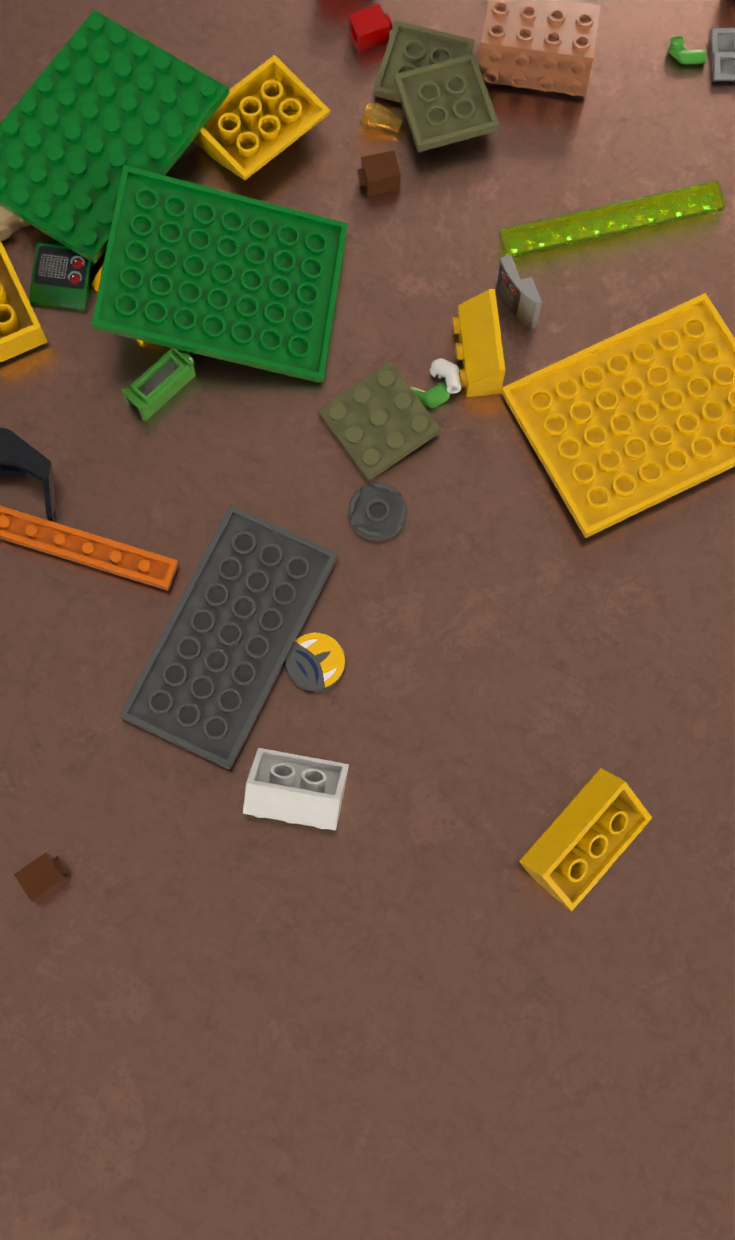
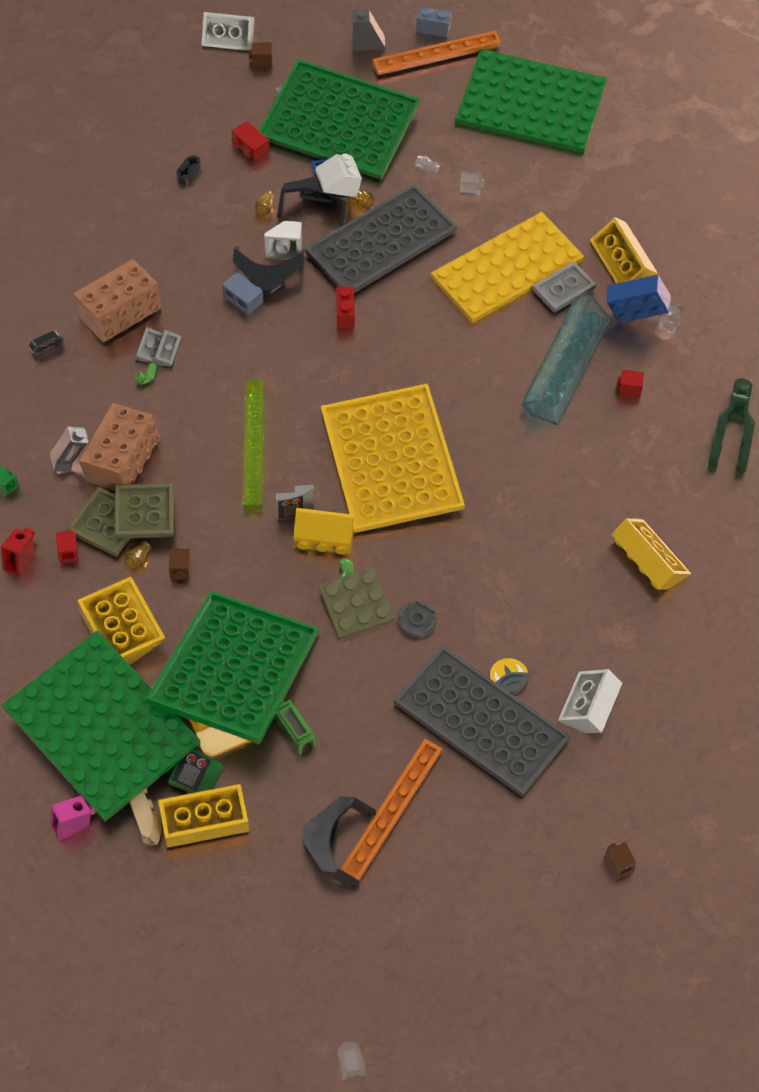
camera: 80 degrees left, 15 degrees down
(449, 371) = (330, 559): white arm -> none

